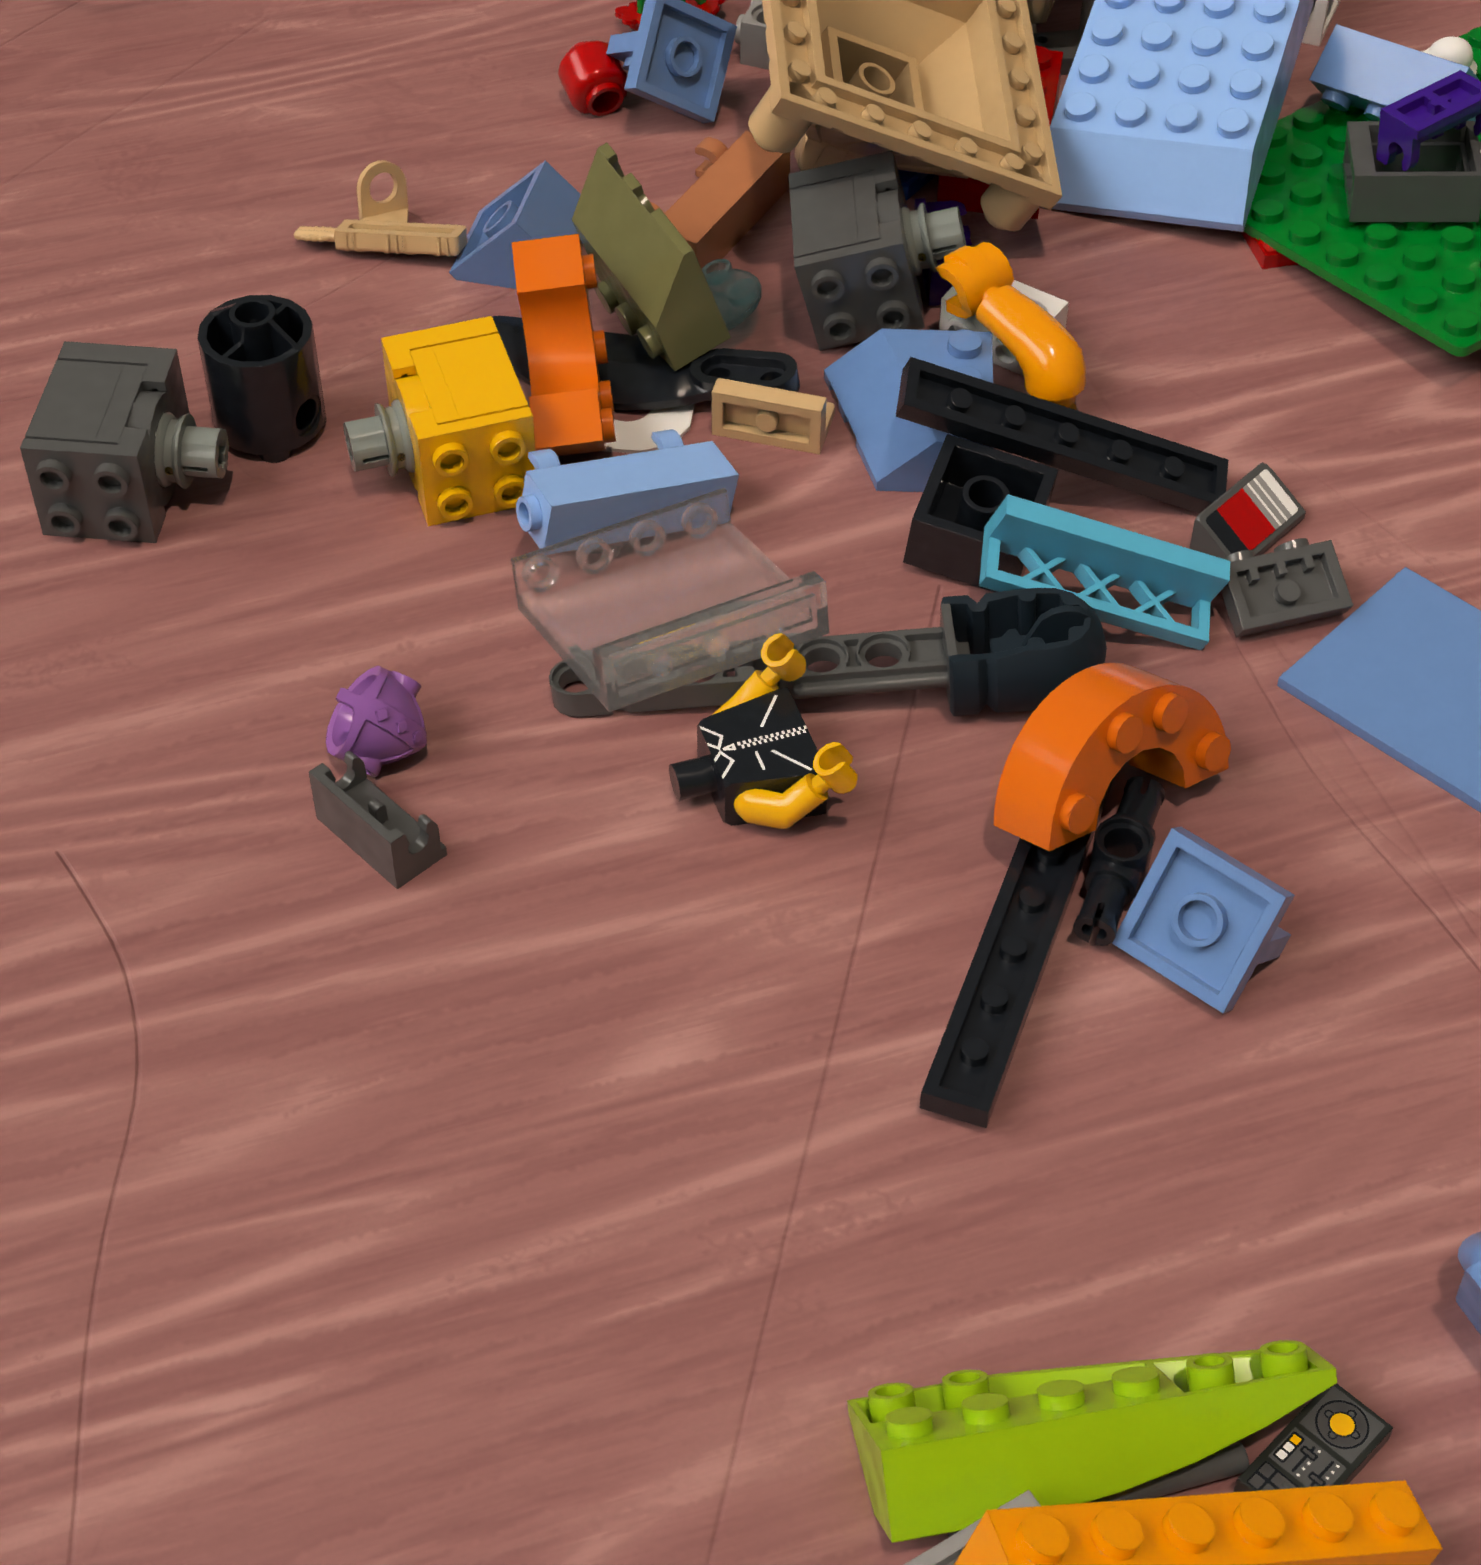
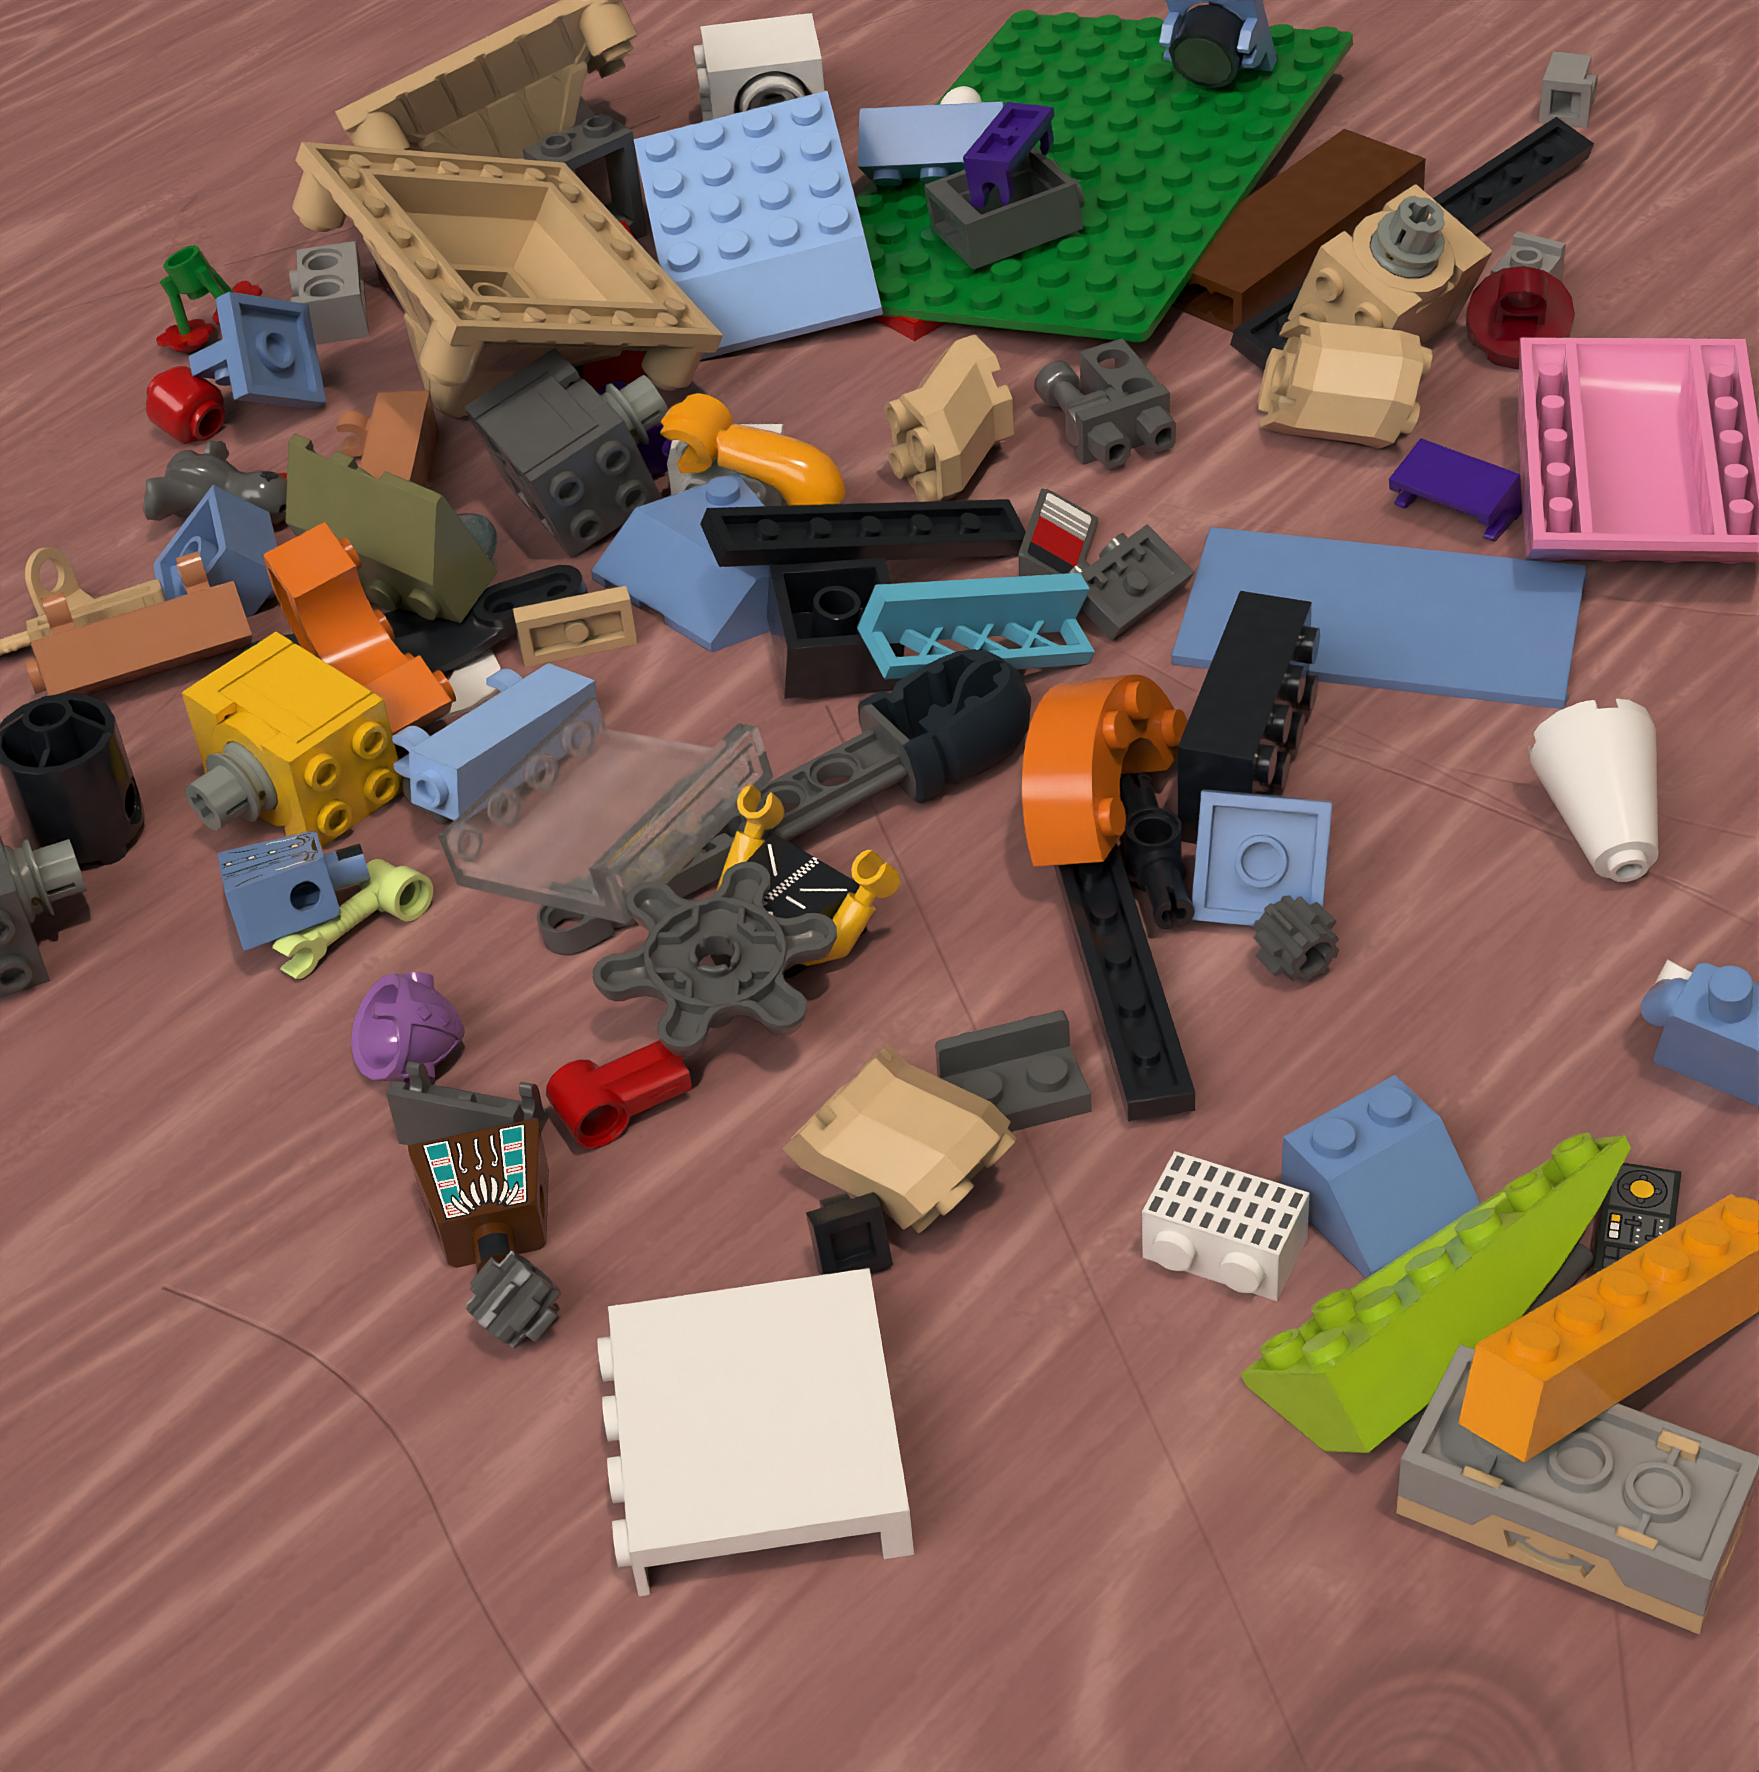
camera: 25 degrees left, 5 degrees down
(290, 1005) = (513, 1299): none -> dark grey gear
(338, 901) = (485, 1191): none -> reddish brown torso
(365, 546) = (286, 885): none -> medium blue torso
(402, 1223) = (751, 1422): none -> white panel
(406, 275) = (138, 641): none -> nougat brick
(456, 586) = (390, 889): none -> yellowish green brick
(487, 858) = (601, 1099): none -> red piece
(554, 142) = (193, 474): none -> dark grey animal
(597, 1092) = (849, 1234): none -> black tile
(647, 744) = (719, 925): none -> dark grey plate
(694, 1026) = (903, 1139): none -> tan brick
(843, 1015) = (1019, 1068): none -> dark grey bracket
(925, 1255) = (1225, 1225): none -> white brick
(1098, 1279) = (1378, 1174): none -> medium blue slope
(1186, 1010) = (1296, 938): none -> dark grey gear
(1219, 362) = (949, 421): none -> tan brick
(1293, 763) = (1249, 704): none -> black brick
(1391, 421) = (1114, 405): none -> dark grey hips

